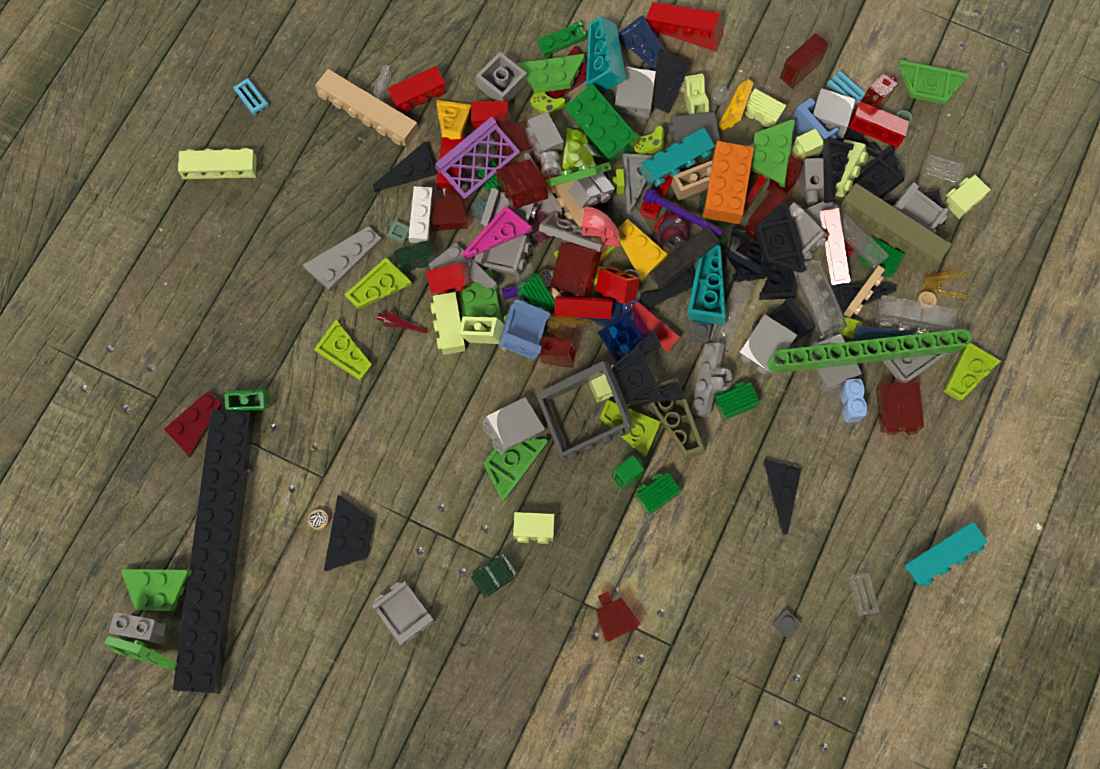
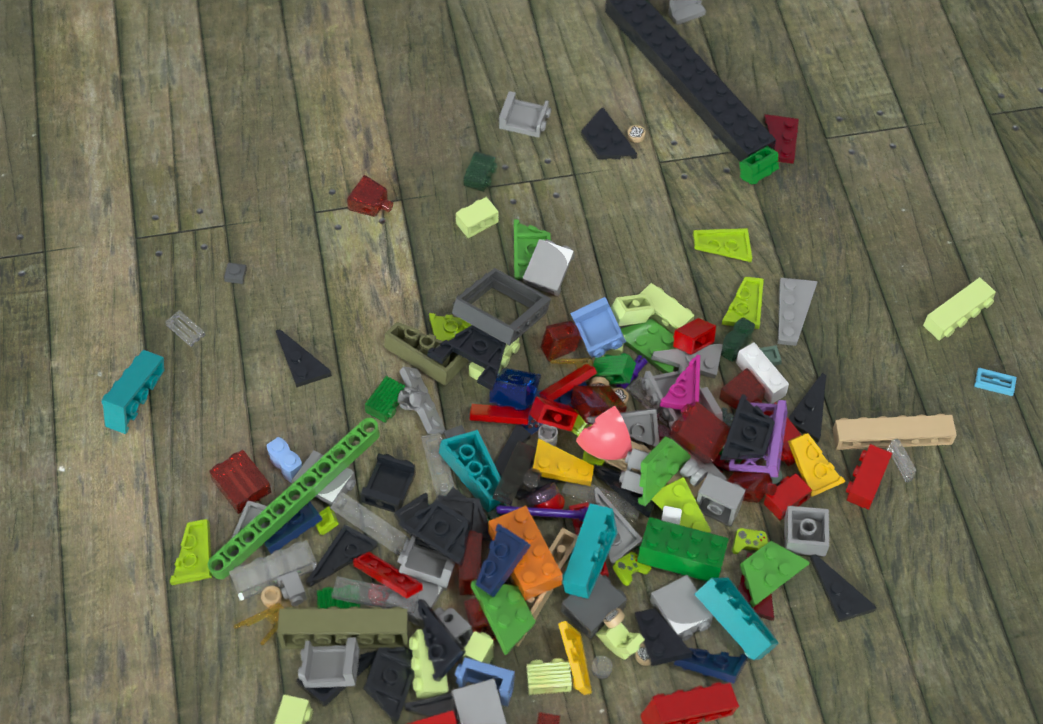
camera: 145 degrees right, 15 degrees down
(155, 588) = (704, 30): bright green wing -> none
(392, 320) = (709, 288): dark red piece -> none
(487, 157) = (748, 432): none -> black wing
(513, 28) = (842, 596): none -> black wing
(562, 39) = (792, 618): green plate -> none
(618, 181) = (625, 508): lime plate -> none
(628, 472) = (433, 287): green brick -> none
(657, 493) = (399, 294): green brick -> none
(694, 105) = (614, 618): none -> tan tile
(755, 174) = (502, 559): none -> dark blue wing
(764, 341) = (391, 456): light grey panel -> none
(865, 292) = (332, 550): tan plate -> none
(909, 289) = (292, 588): none -> light grey brick

